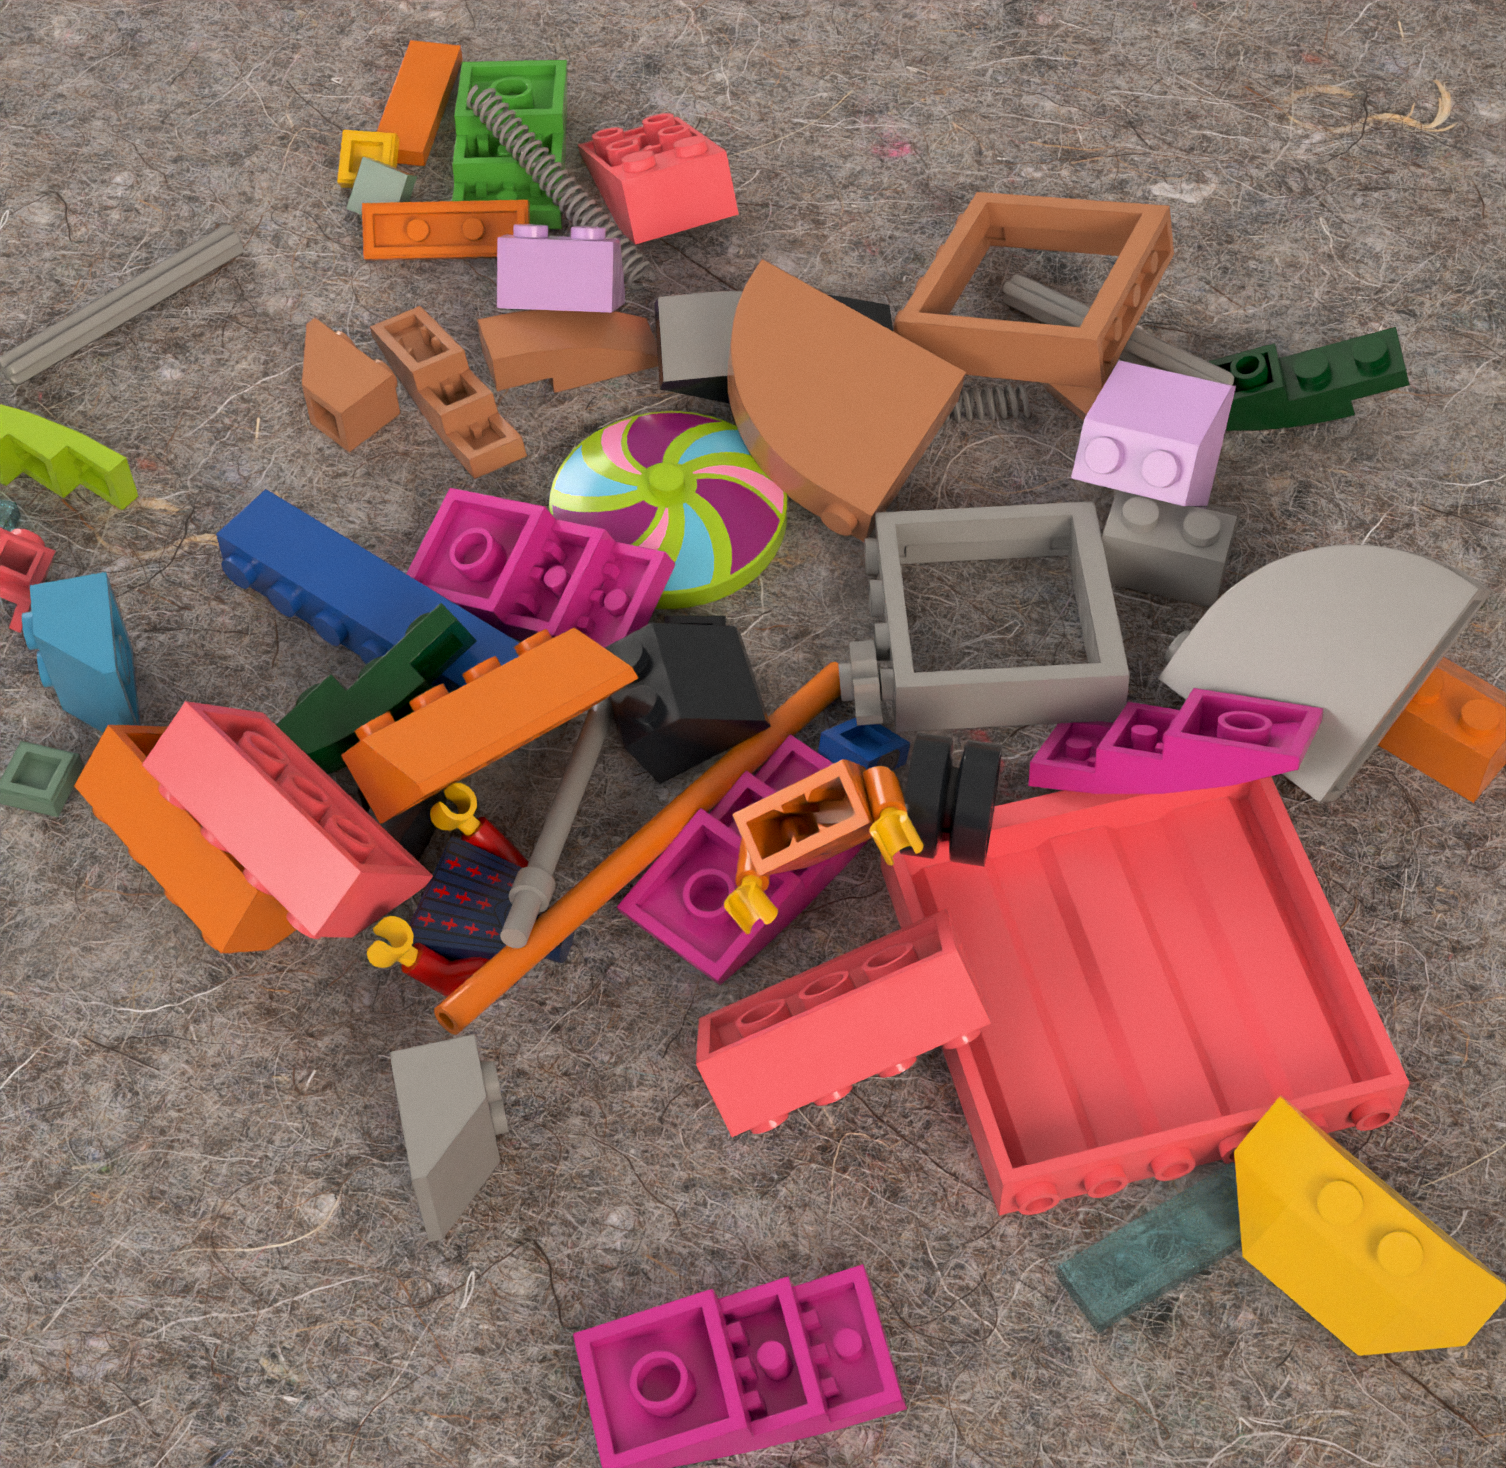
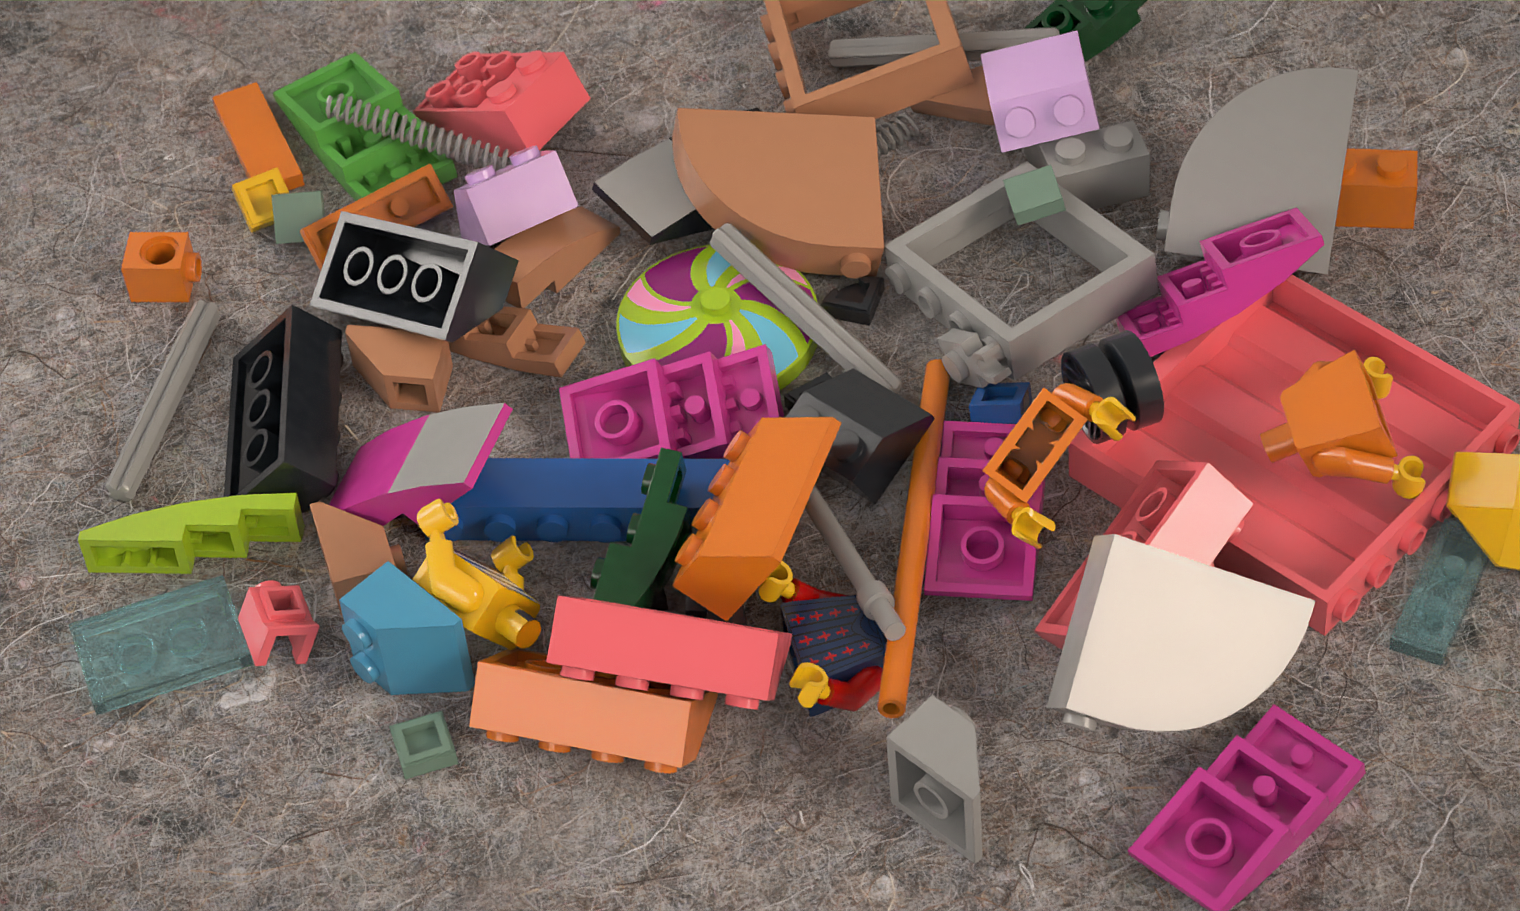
camera: 30 degrees left, 5 degrees down
(134, 553) = (352, 547): none -> nougat slope
(181, 650) = (480, 595): none -> yellow torso
(203, 378) = (286, 410): none -> black slope
(222, 175) = (160, 267): none -> orange brick
(236, 493) = (420, 463): none -> slope
(403, 305) = (411, 278): none -> black slope
(745, 543) = (800, 306): none -> light grey axle
(787, 1129) = (1170, 640): none -> brick
(821, 557) = (855, 302): none -> black tile
(1061, 541) = (1034, 195): none -> sand green tile
(1170, 986) = (1342, 427): none -> orange torso

